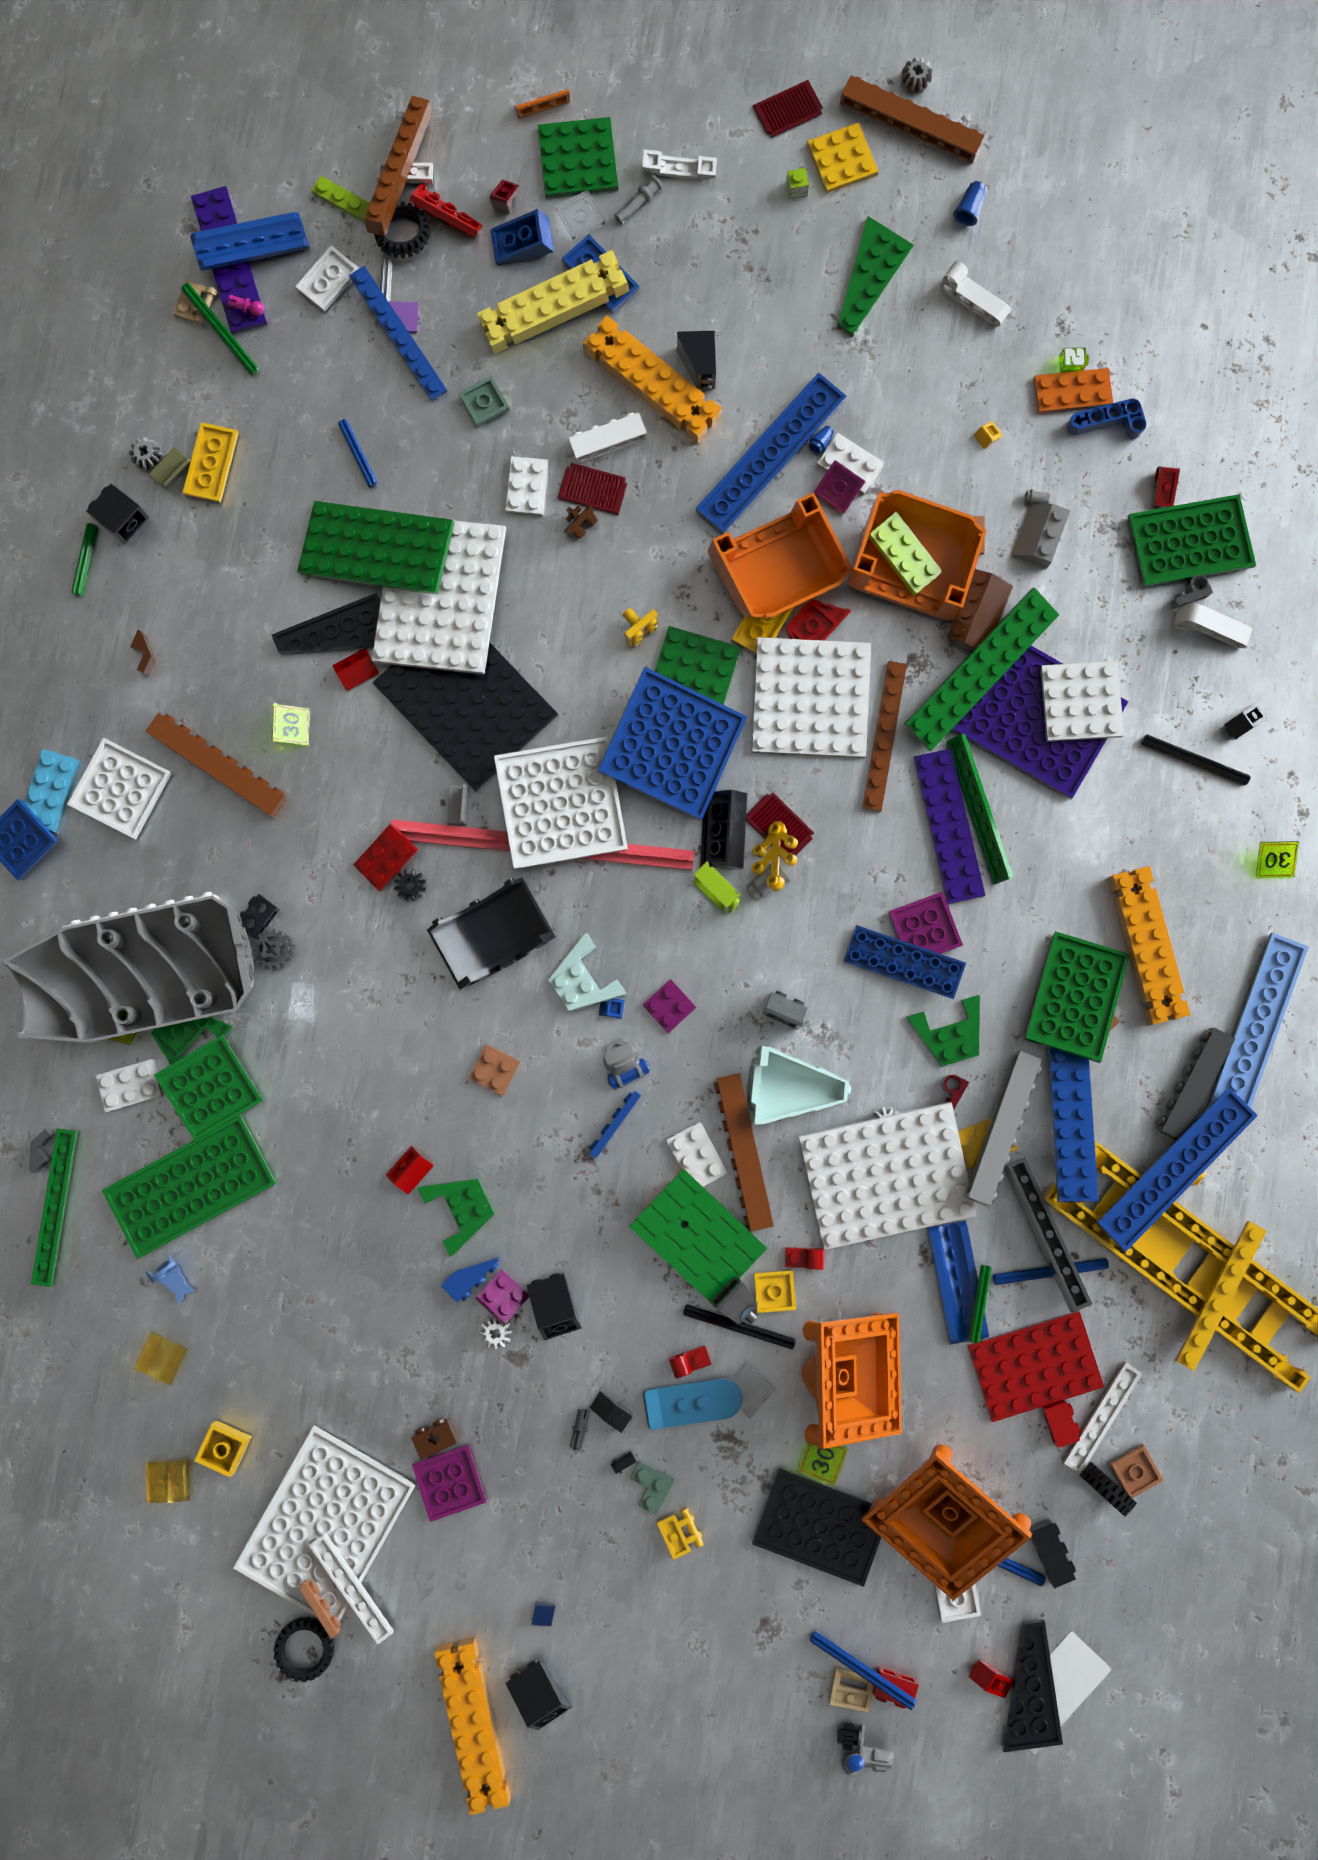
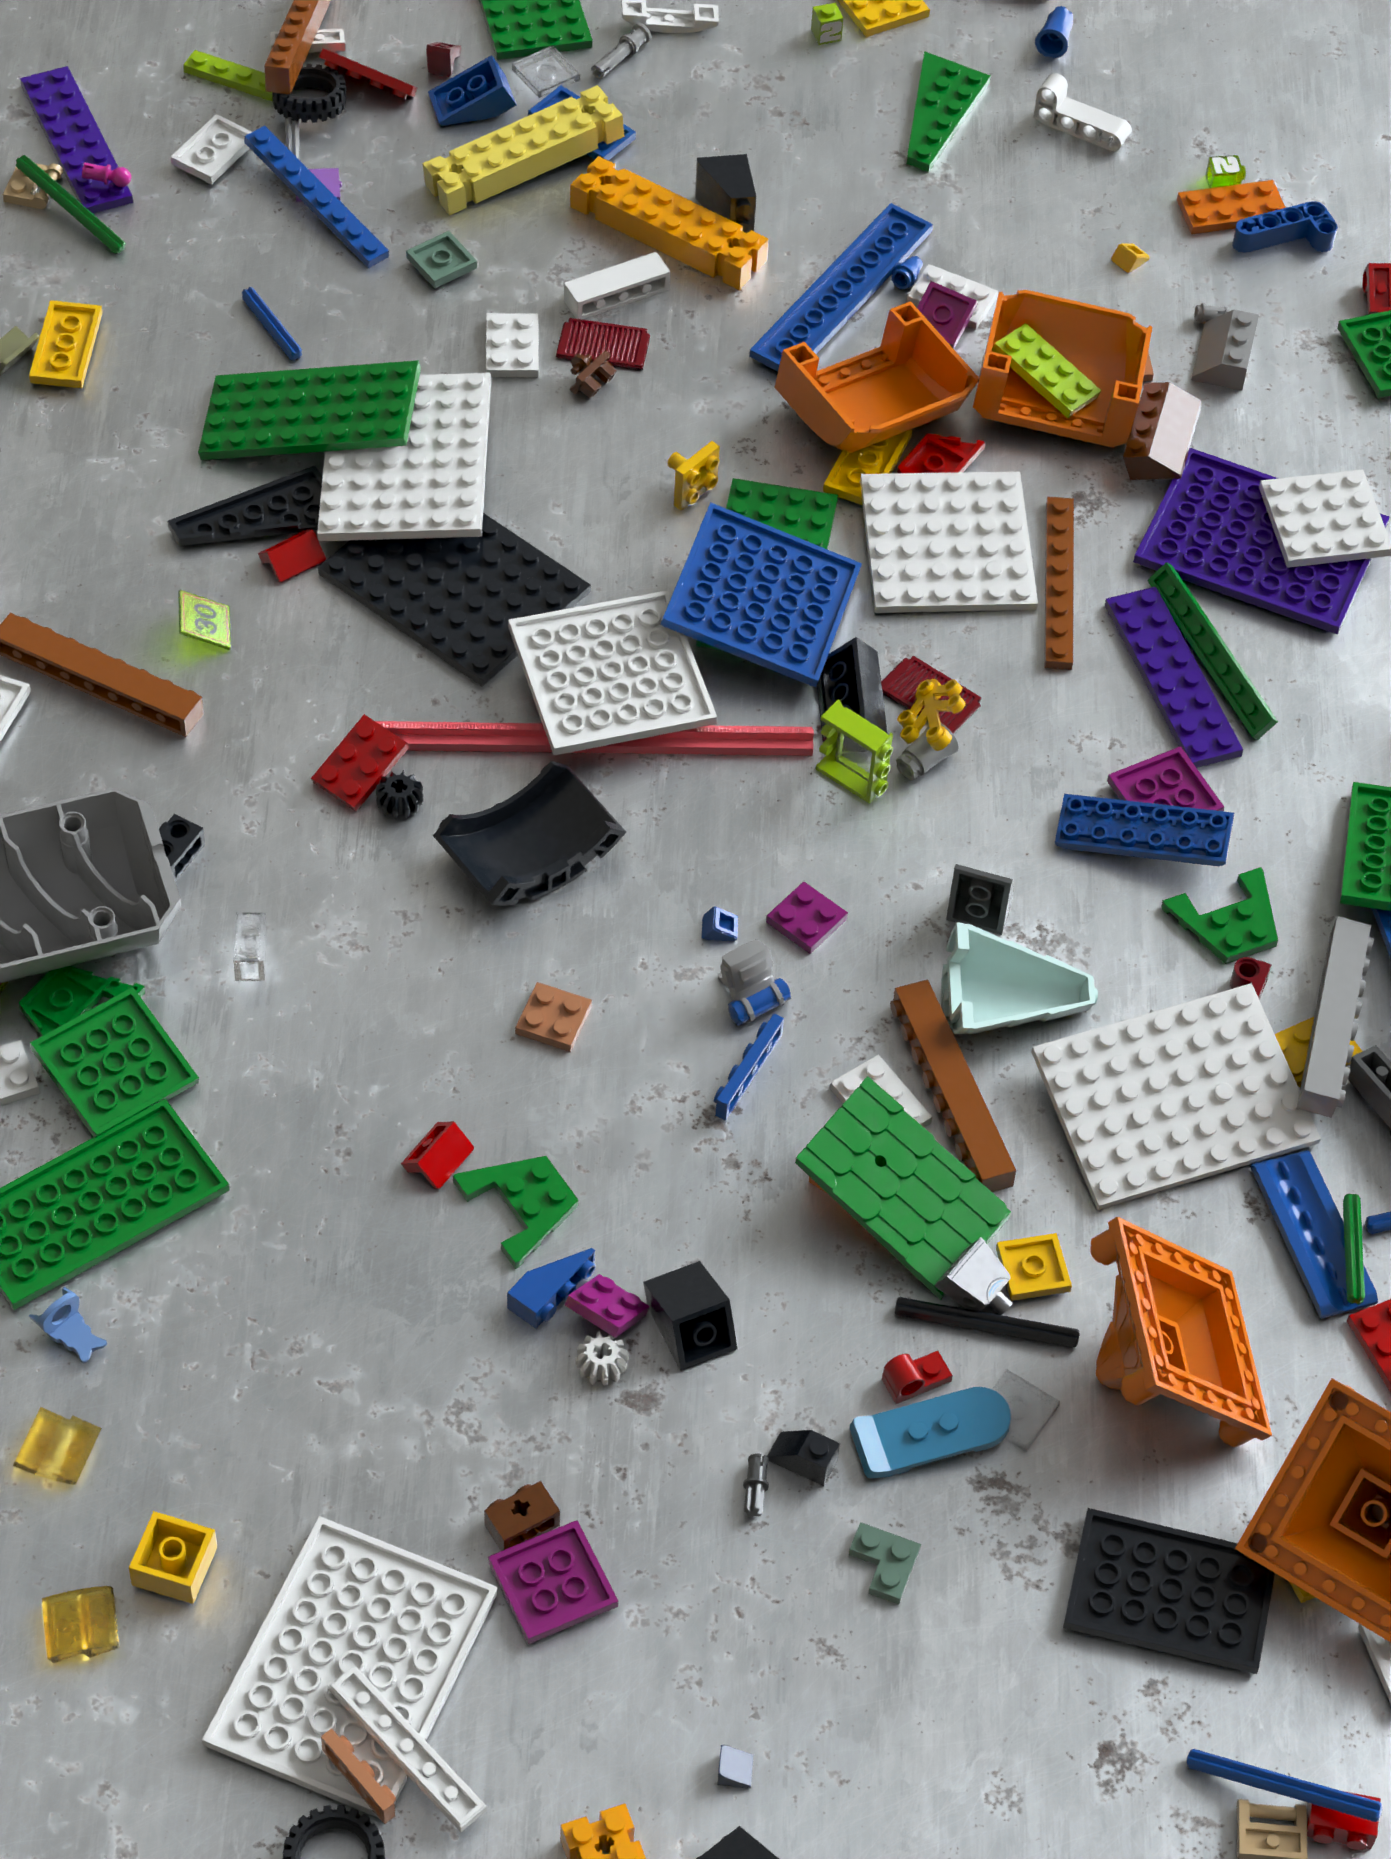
camera: 10 degrees left, 30 degrees down
(249, 241) = (104, 112): blue plate -> none
(266, 955) = (200, 887): dark grey gear -> none
(457, 805) = (458, 697): light grey panel -> none
(576, 984) = (667, 899): light aqua wing -> none
(623, 1462) = (832, 1528): black pin -> none
(674, 1537) = (936, 1628): yellow plate -> none
(805, 1258) = (1078, 1220): red plate -> none
(823, 1463) = (1154, 1490): clear neon green piece -> none
(981, 669) = (1177, 490): green plate -> none

